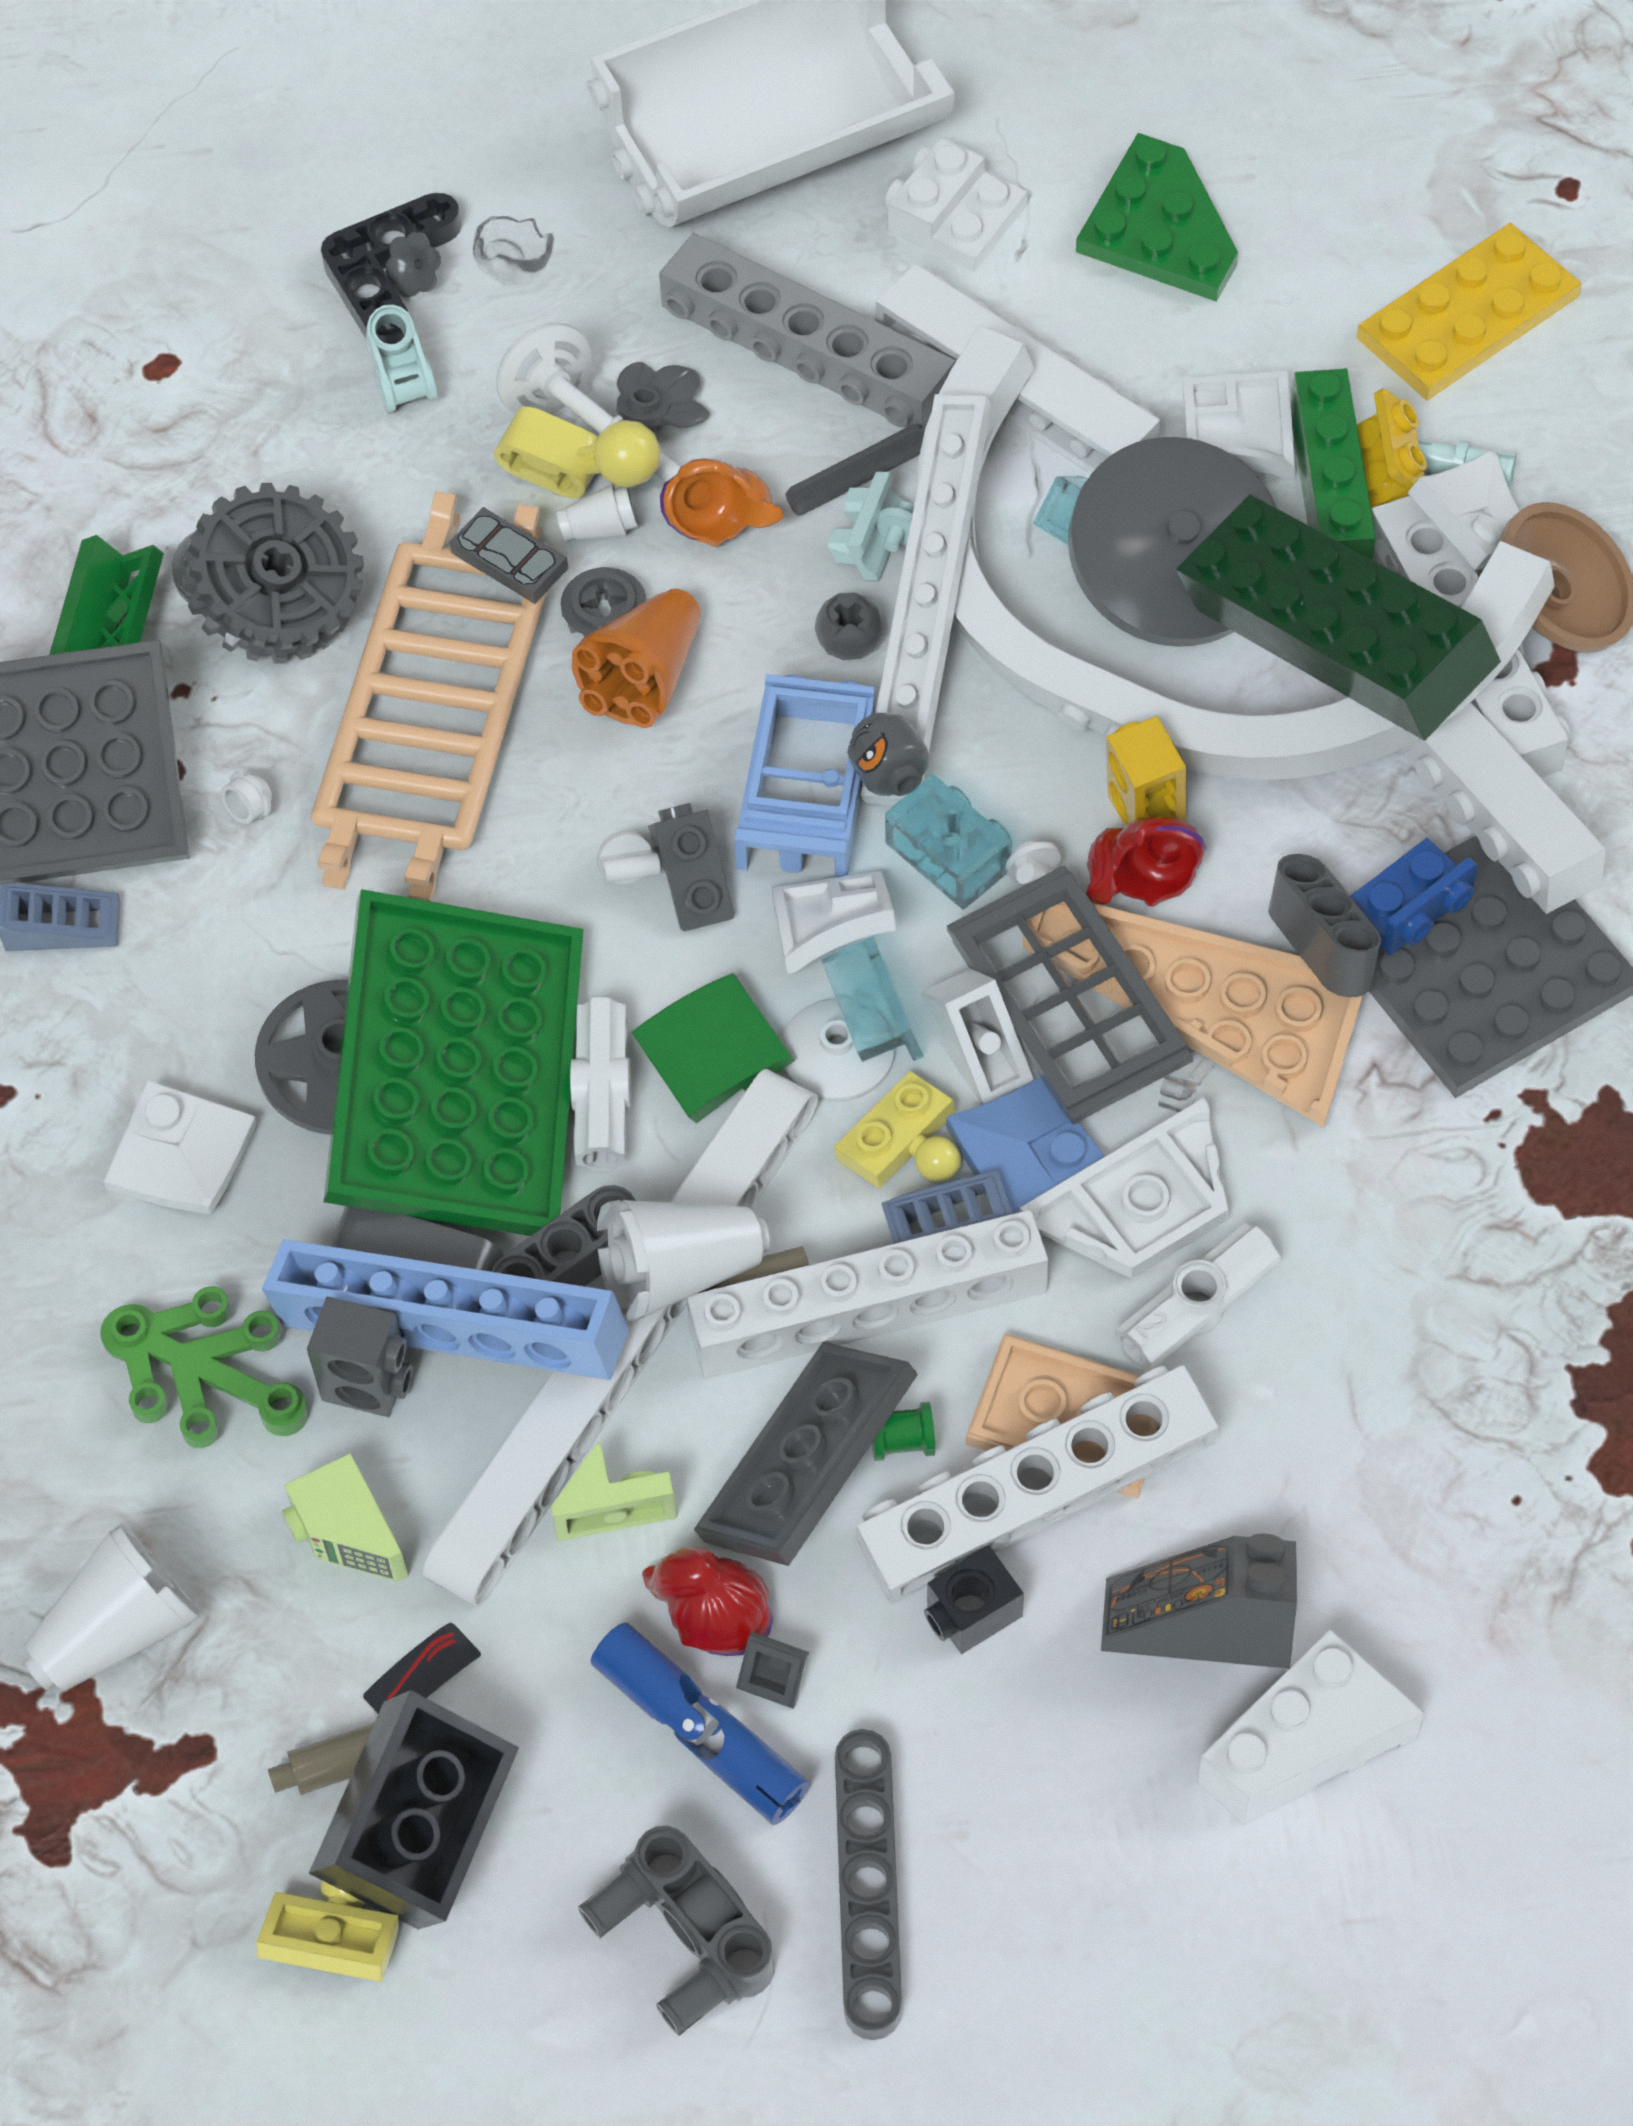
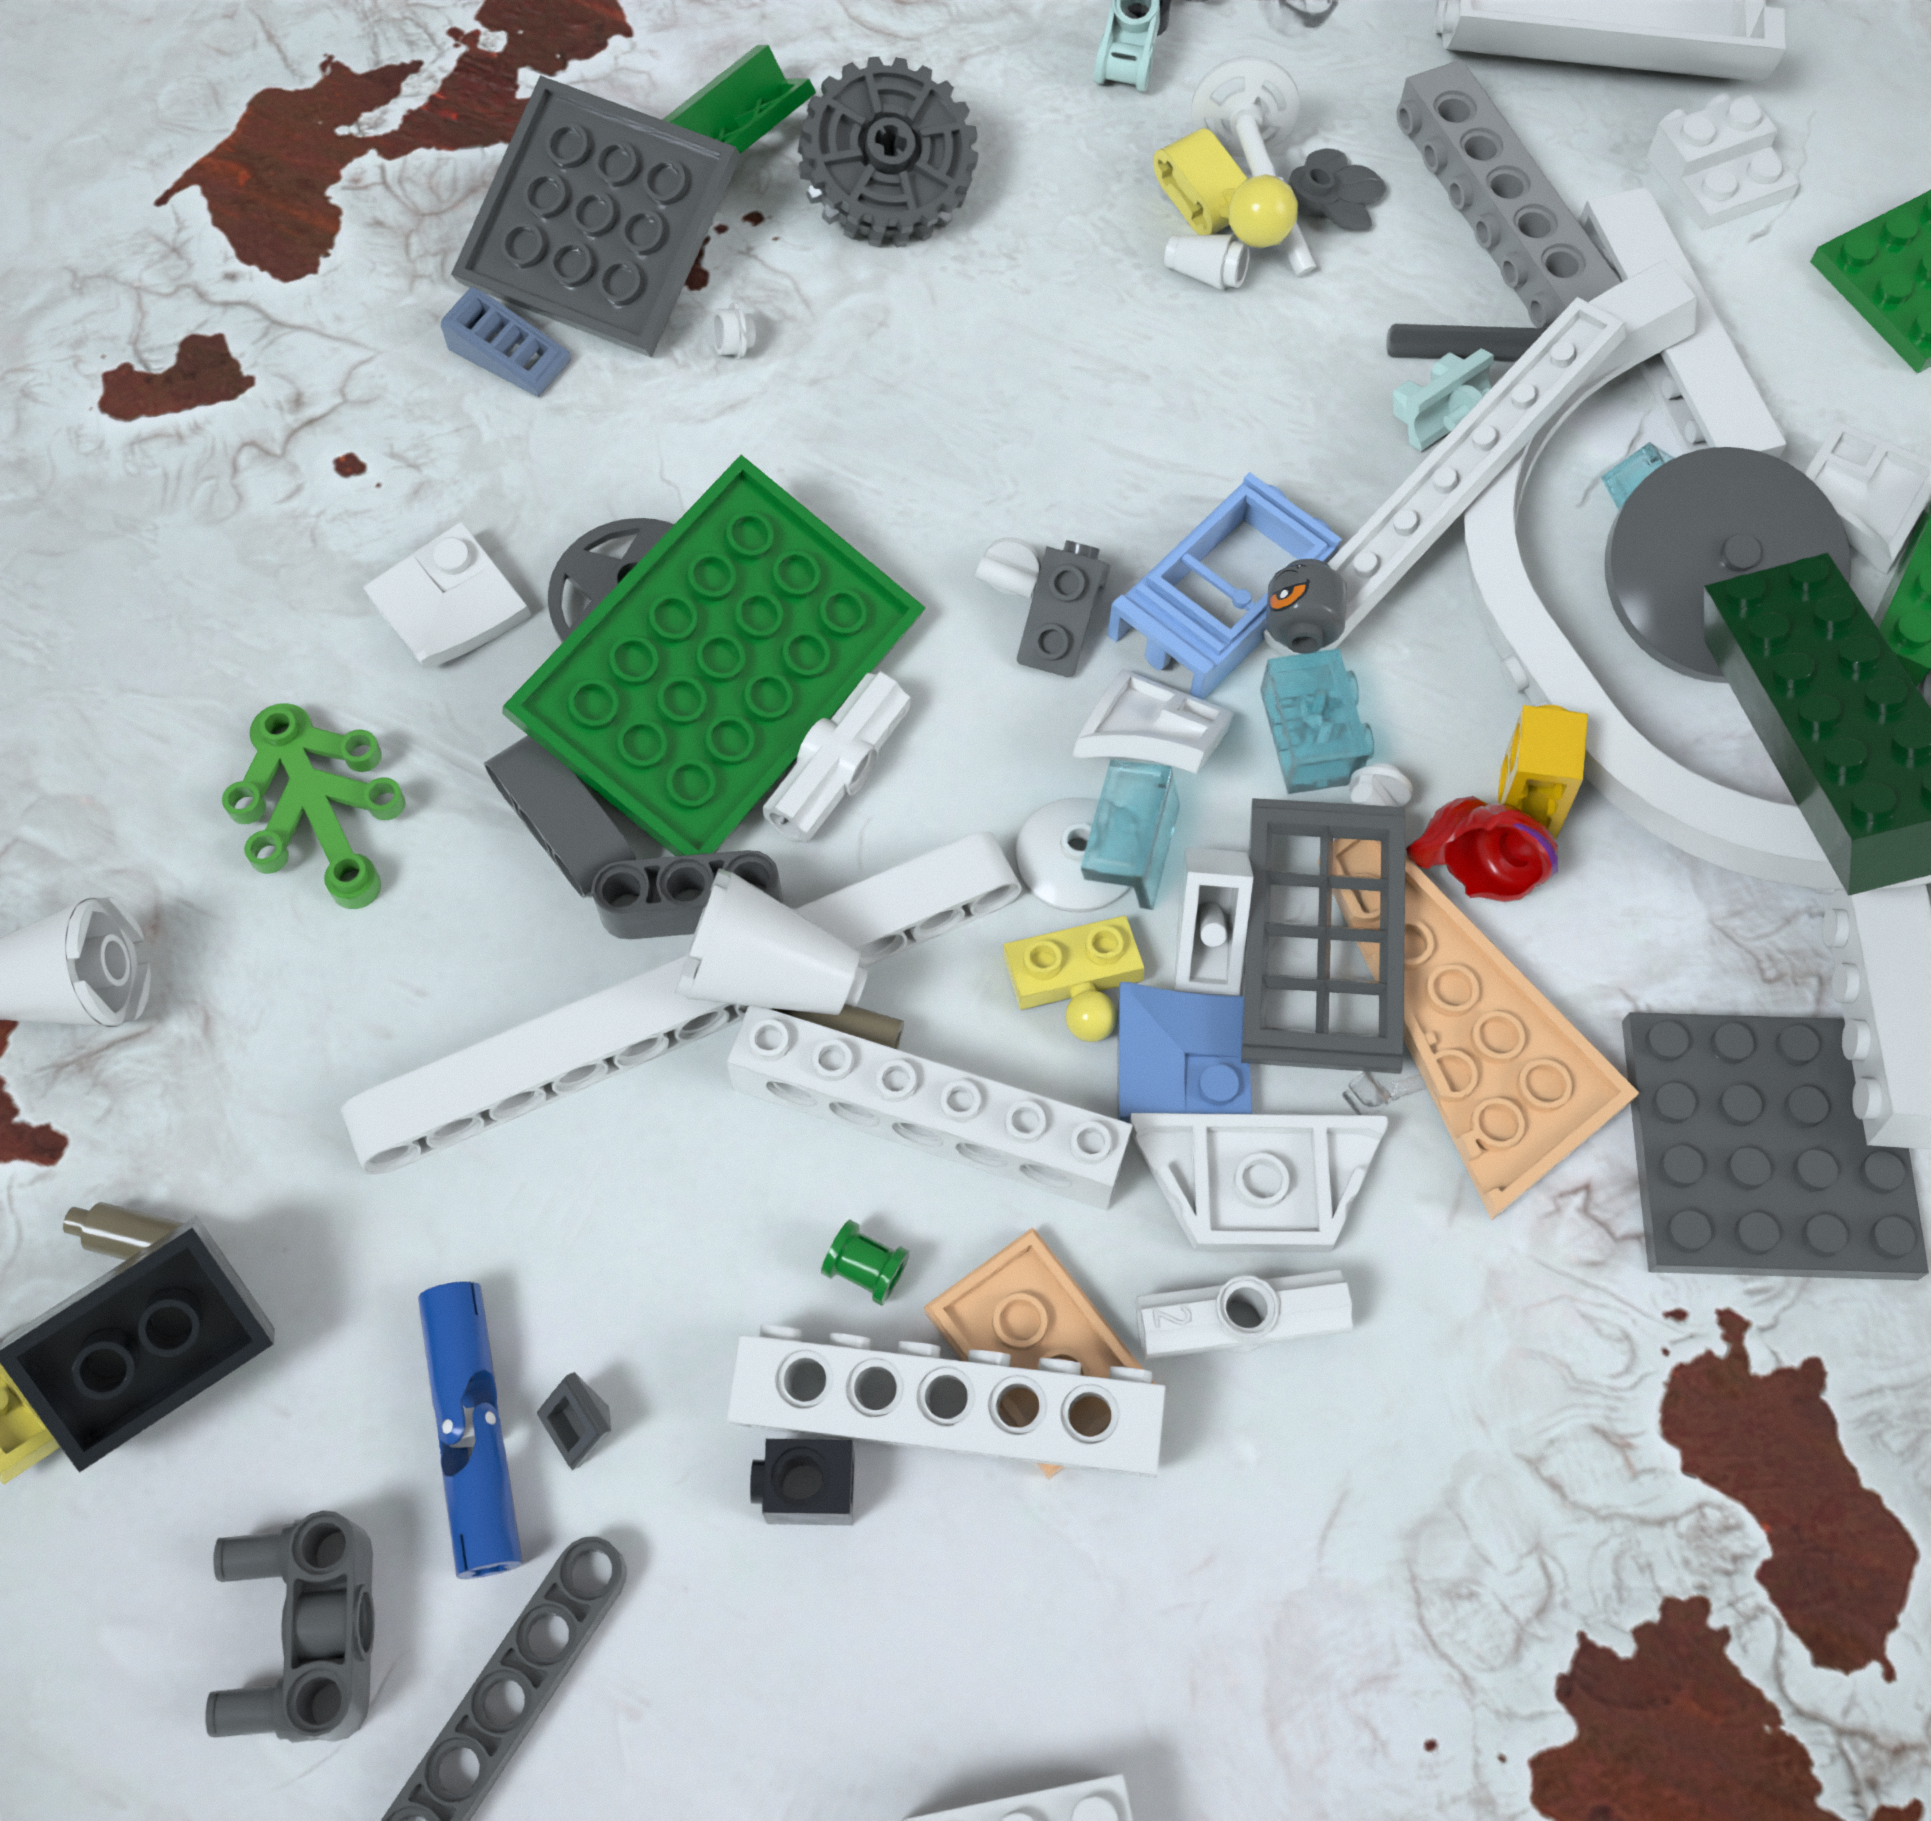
camera: 30 degrees right, 5 degrees up
(343, 1520) = (317, 1014): yellowish green slope -> none
(359, 1357) = (429, 873): dark grey brick -> none
(425, 1667) = (280, 1204): black sticker -> none
(431, 838) = (858, 454): light nougat bar -> none
(455, 1307) = (533, 883): light blue brick -> none
(509, 555) = (1099, 246): tile -> none
(583, 591) = (1145, 320): dark grey gear -> none
(596, 1506) = (539, 1144): yellowish green slope -> none
(637, 659) = (1148, 394): orange cone -> none
(711, 1045) = (963, 781): green slope -> none
(711, 1599) = (571, 1314): red hair -> none
(716, 501) = (1317, 298): orange hair -> none
(805, 1453) = (756, 1227): dark grey tile -> none
(848, 641) = (1361, 474): dark grey piece -> none
(925, 1202) = (1037, 1050): sand blue slope -> none
(1208, 1604) = (1019, 1654): dark grey slope -> none
(1324, 925) = (1625, 1019): dark grey beam -> none
(1415, 894) = (1735, 1042): blue bracket -> none

